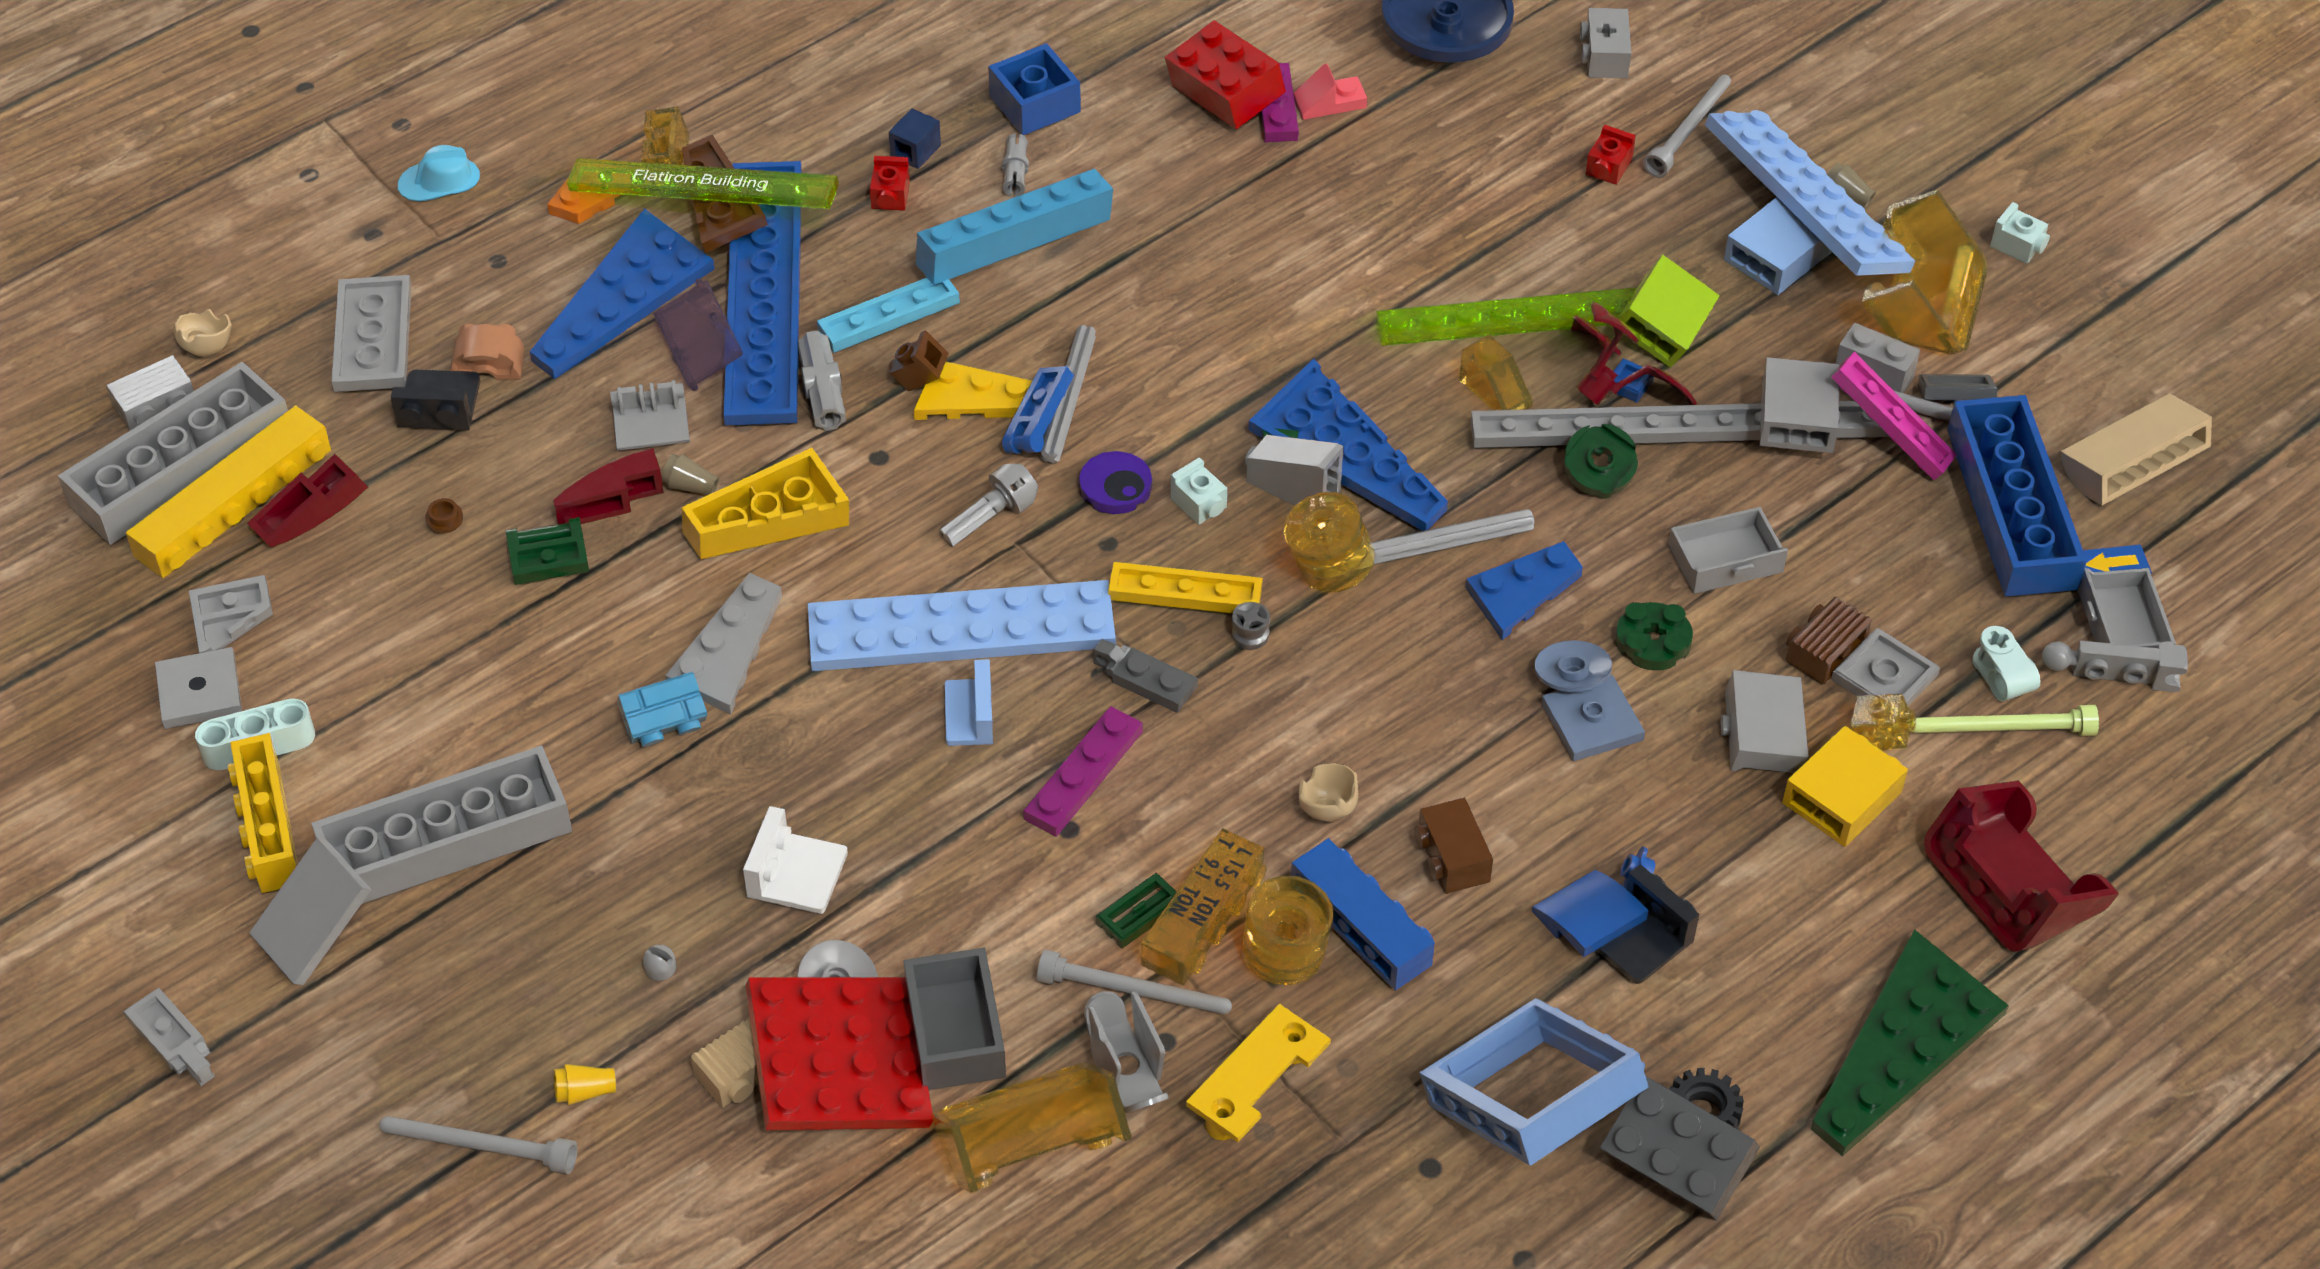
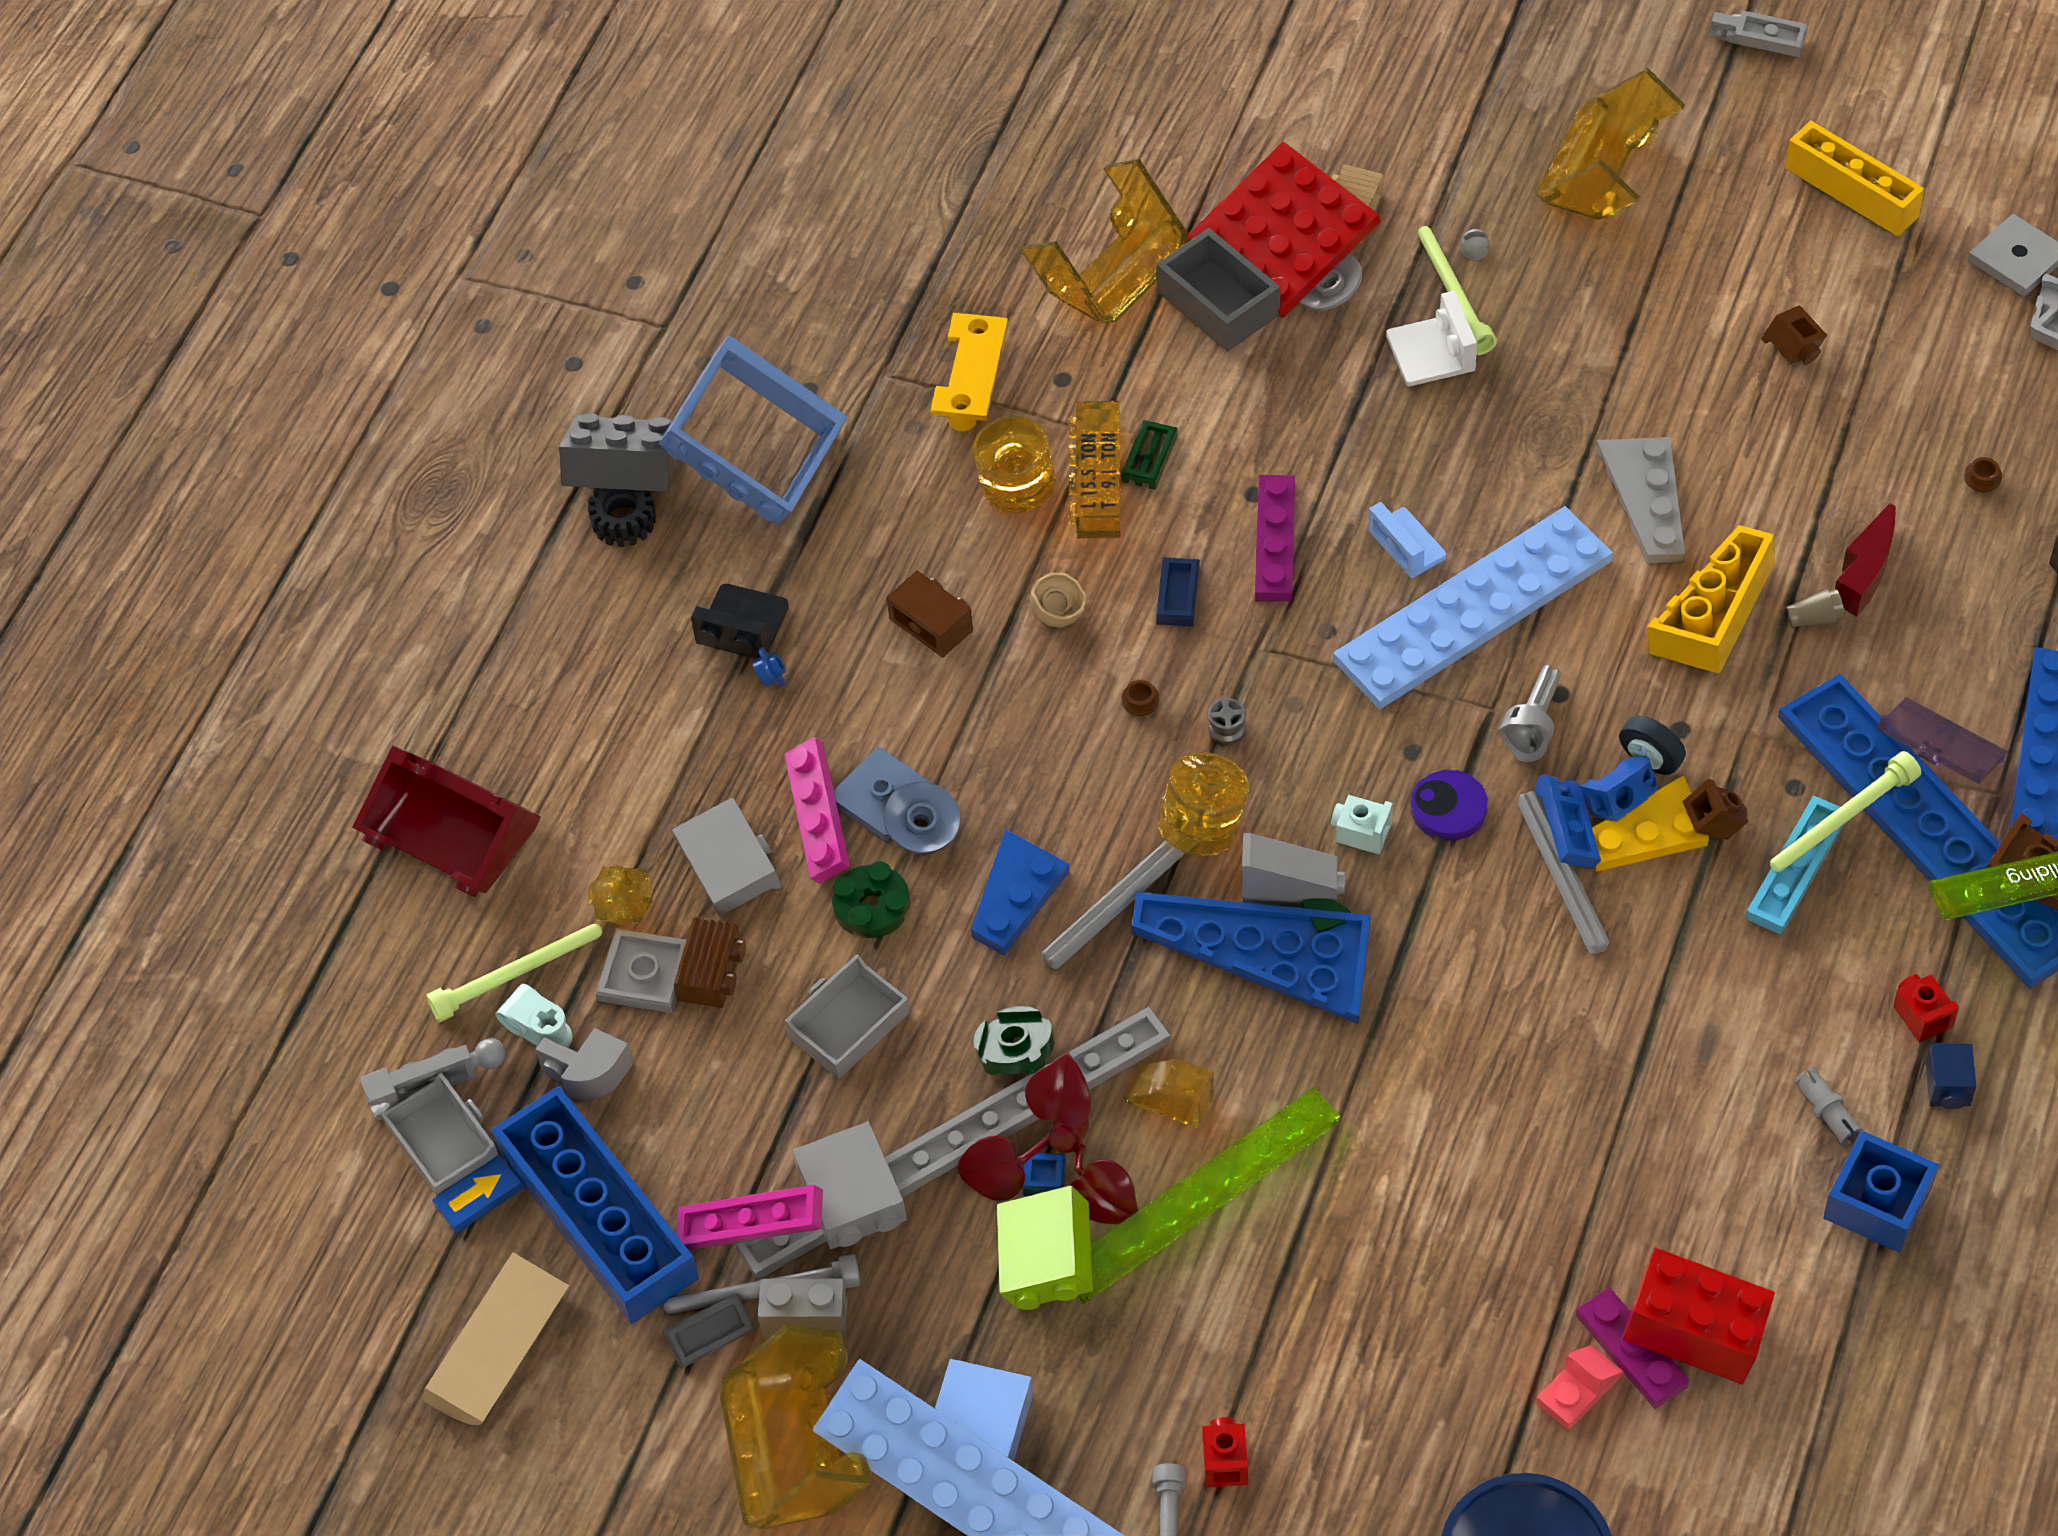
camera: 155 degrees right, 5 degrees up
(285, 720) = (1930, 235): light aqua beam -> none
(310, 911) = (1742, 125): light grey tile -> none
(450, 823) = (1714, 232): light grey brick -> none
(471, 702) = (1795, 335): none -> reddish brown brick
(478, 988) = (1598, 143): none -> clear yellow windscreen
(547, 552) = (1861, 480): dark green plate -> none
(557, 1154) = (1426, 93): light grey piece -> none
(582, 1083) = (1452, 138): yellow cone -> none
(650, 416) = (1908, 651): light grey hinge -> none
(662, 709) = (1642, 400): dark azure brick -> none
(737, 857) = (1483, 333): none -> yellowish green piece
(759, 313) = (1900, 771): none -> yellowish green piece
(821, 380) = (1790, 758): light grey piece -> none
(924, 425) = (1654, 740): none -> black wheel
(973, 411) = (1620, 789): none -> blue leg
(1013, 226) = (1752, 1002): dark azure brick -> none
(1056, 968) = (1178, 375): light grey piece -> none
(1113, 1037) = (1069, 341): light grey piece -> none
(1145, 675) = (1286, 640): dark grey hinge -> none
(1182, 587) = (1307, 727): yellow plate -> none
(1207, 767) = (1177, 591): none -> dark blue tile
(1310, 684) = (1140, 698): none -> reddish brown plate
(1367, 916) = (968, 516): blue brick -> none
(1591, 912) = (794, 617): blue slope -> none
(1662, 724) = (816, 810): none -> dark pink plate
(1845, 786) = (629, 825): yellow brick -> none
(1912, 1033) = (486, 656): dark green wing -> none
(1971, 603) = (591, 1071): none -> light grey brick

